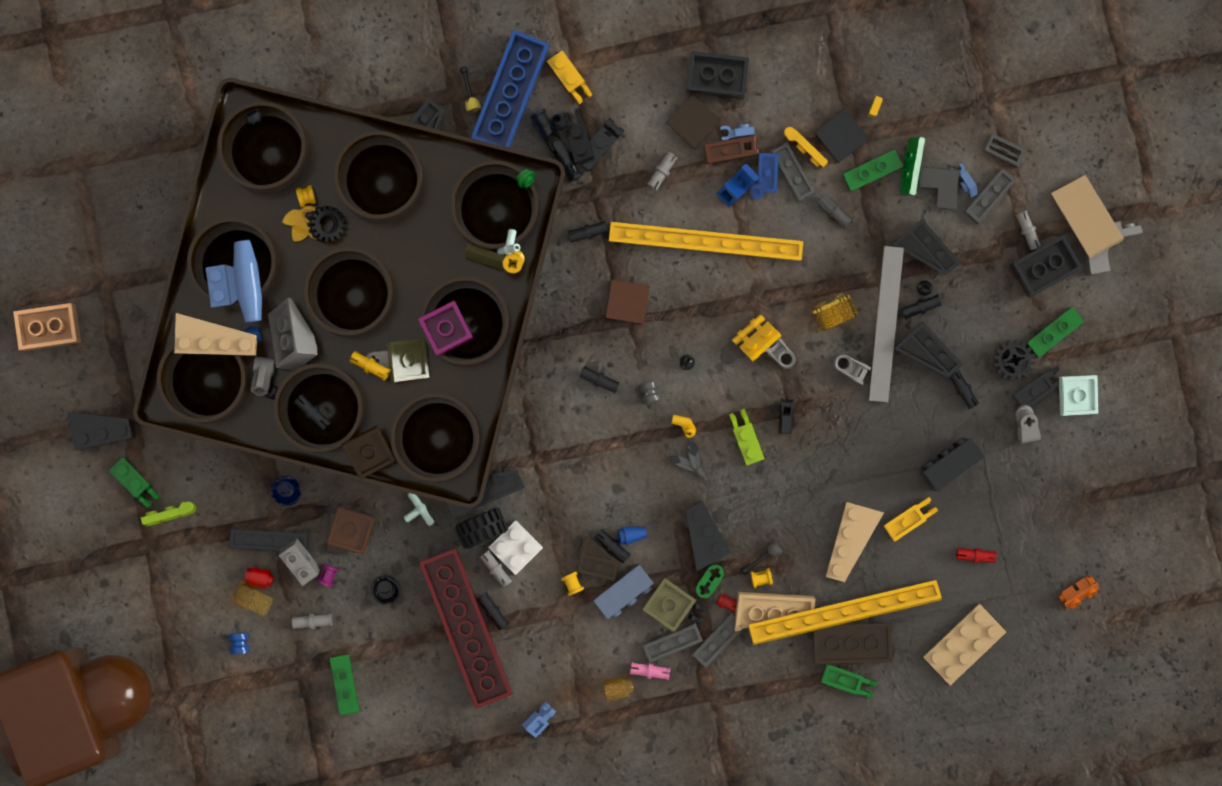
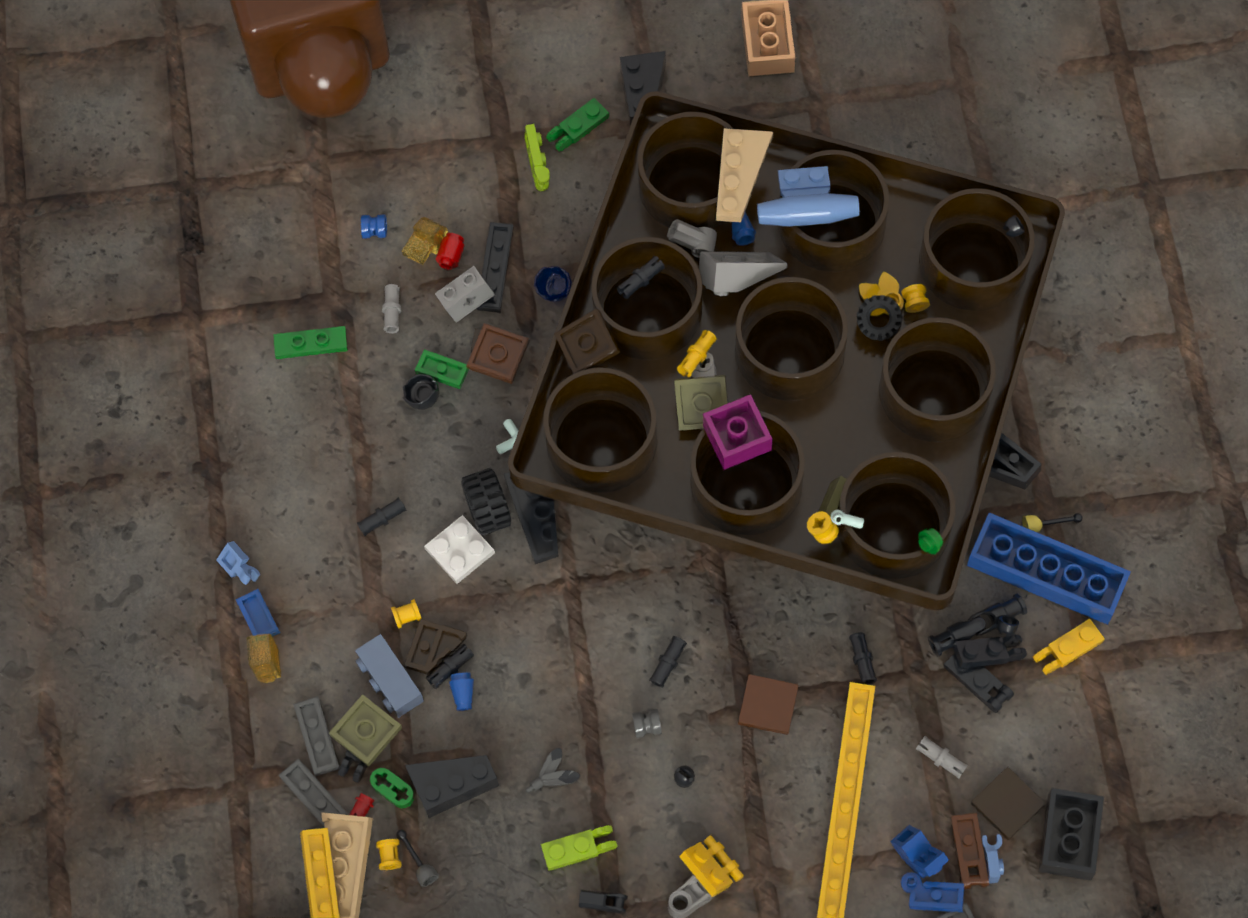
camera: 100 degrees right, 20 degrees down
(327, 575) = (446, 327): magenta bush -> none
(364, 575) = (442, 369): none -> green plate
(466, 628) = (362, 480): dark red brick -> none
(495, 569) = (434, 522): light grey pin -> none
(579, 699) = (257, 614): none -> blue tile
(650, 671) = (283, 704): bright pink pin -> none
(686, 424) = (601, 770): yellow arm -> none

